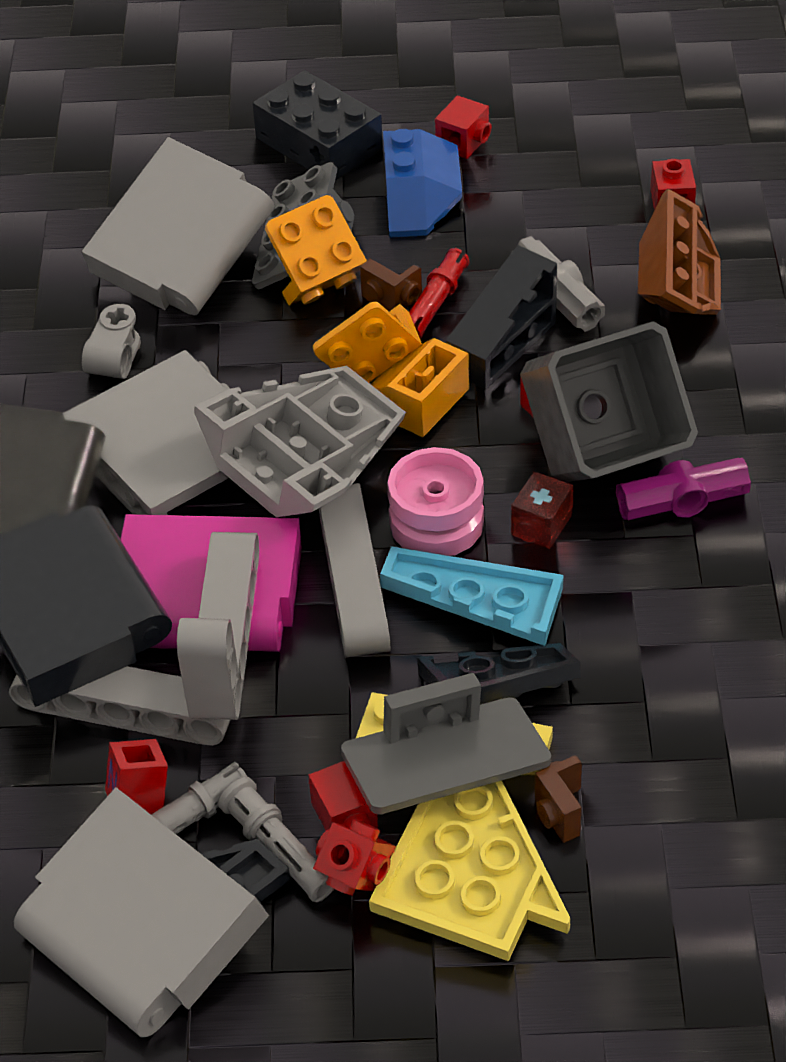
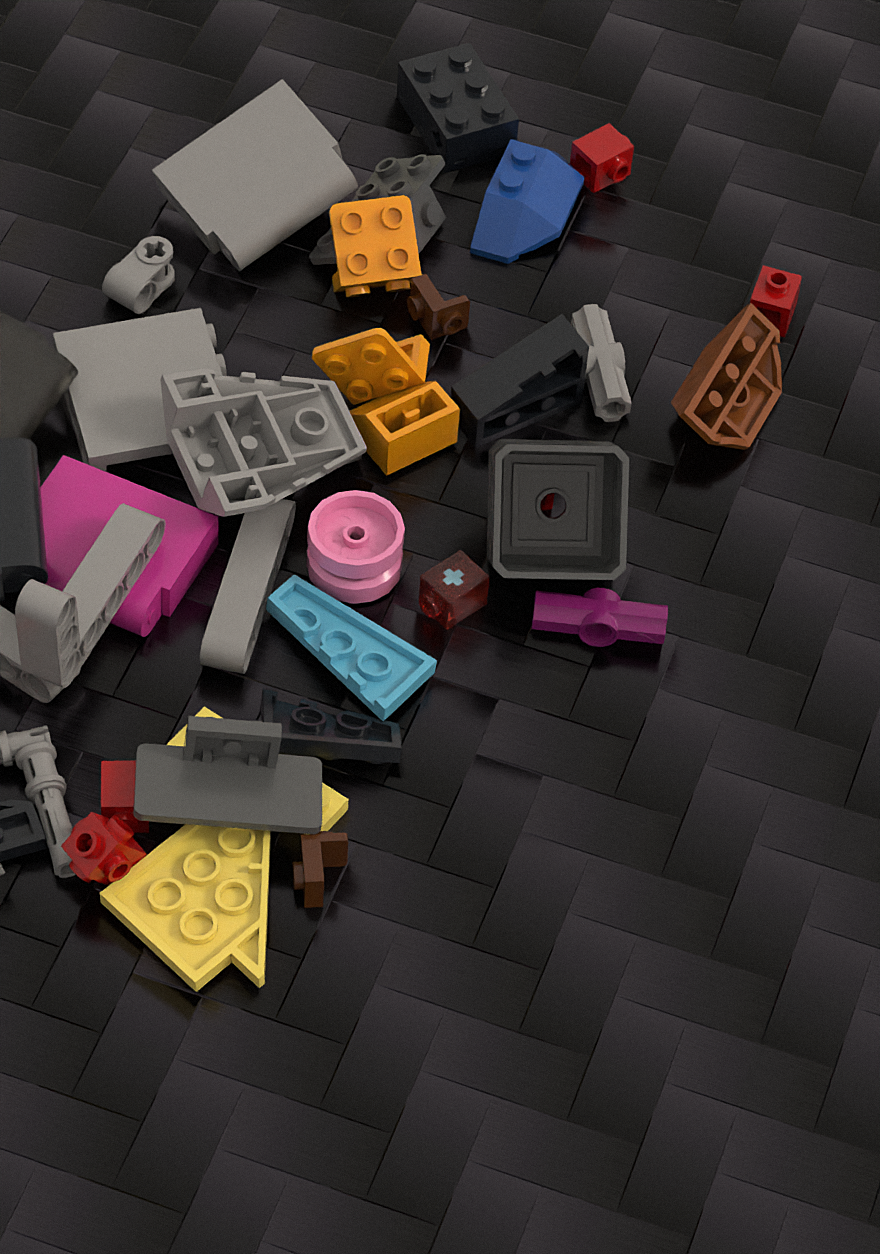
camera: 15 degrees right, 5 degrees up
(440, 284) = (487, 323): red pin -> none

